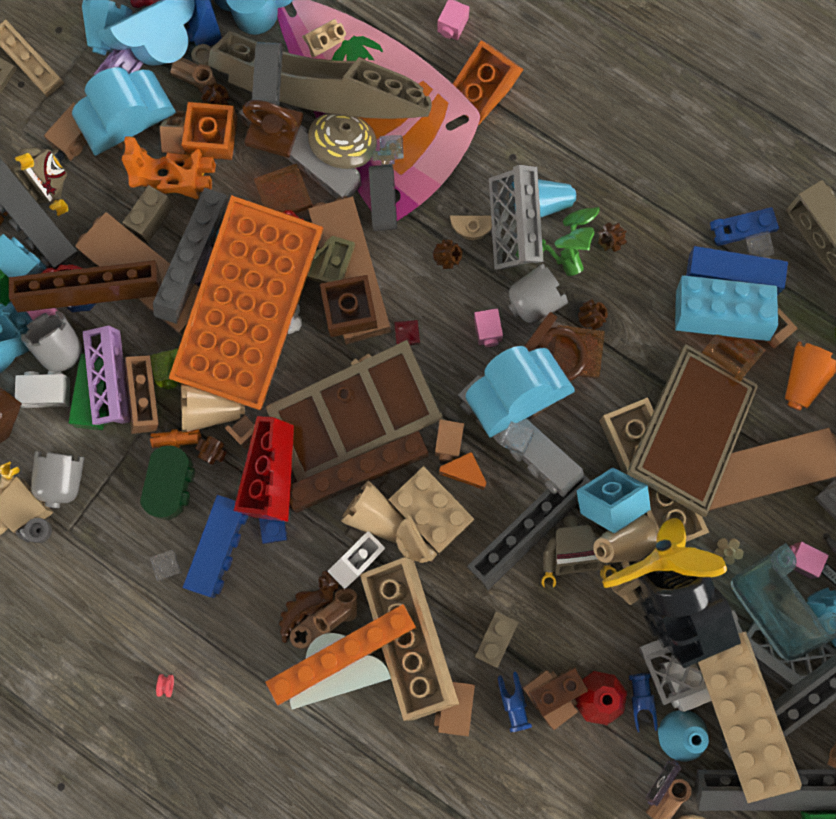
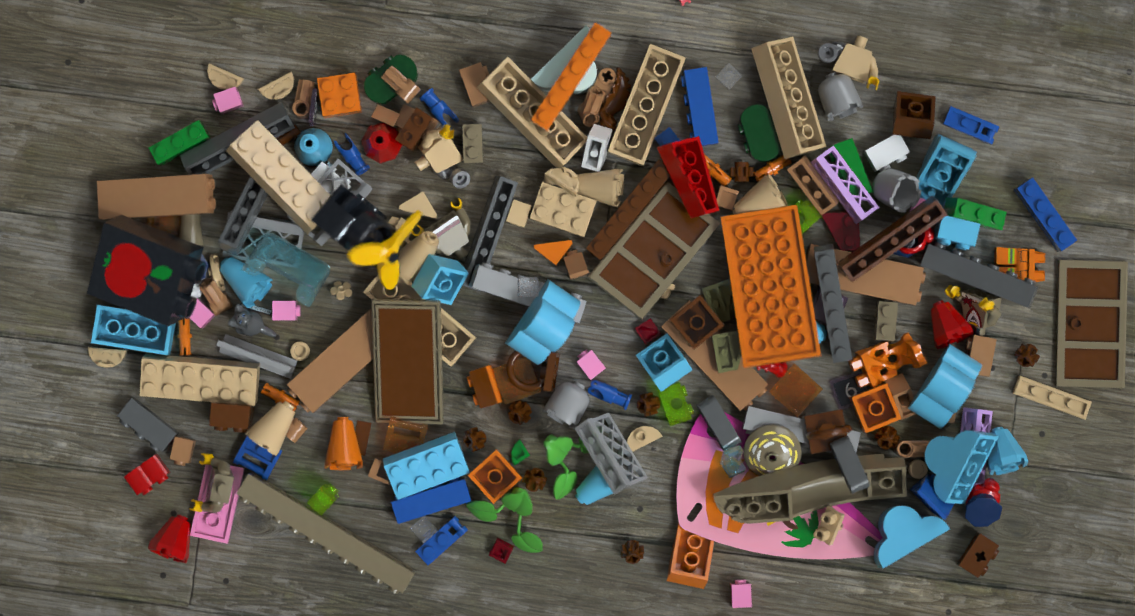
camera: 150 degrees right, 10 degrees up
(24, 107) = (1027, 355): none -> reddish brown gear
(85, 176) = (948, 325): none -> red cone
(111, 504) = (788, 97): none -> tan brick
(137, 331) = (843, 230): none -> dark red wing
(231, 171) = (844, 388): none -> piece
(237, 461) = (716, 172): none -> orange pin
(273, 580) = (646, 105): none -> tan brick
(309, 324) = (720, 299): none -> olive wing
(407, 286) = (664, 362): none -> medium azure brick
(418, 227) = (679, 415): none -> clear neon green brick
(483, 285) = (609, 394): none -> blue piece
(483, 531) = (519, 213): none -> tan panel
(539, 642) = (441, 155): none -> tan torso
(544, 114) = (632, 551): none -> reddish brown gear
(544, 749) = (404, 87): none -> medium nougat piece
(554, 769) = (377, 89): none -> dark green brick
(581, 727) = (385, 115): none -> light nougat sticker
(592, 599) = (421, 203): none -> tan slope
(613, 275) = (519, 452): none -> green tile
(617, 358) = (485, 387): none -> orange slope
(624, 781) = (339, 95): none -> orange brick
(647, 207) = (517, 501): none -> bright green plant
(654, 260) = (495, 476): none -> orange brick
(657, 311) = (474, 439): none -> reddish brown gear
(684, 184) = (501, 550): none -> dark red tile
(707, 763) = (288, 136): none -> reddish brown pin
(779, 379) = (362, 433): none -> reddish brown sticker
(807, 507) = (300, 351): none -> tan tile

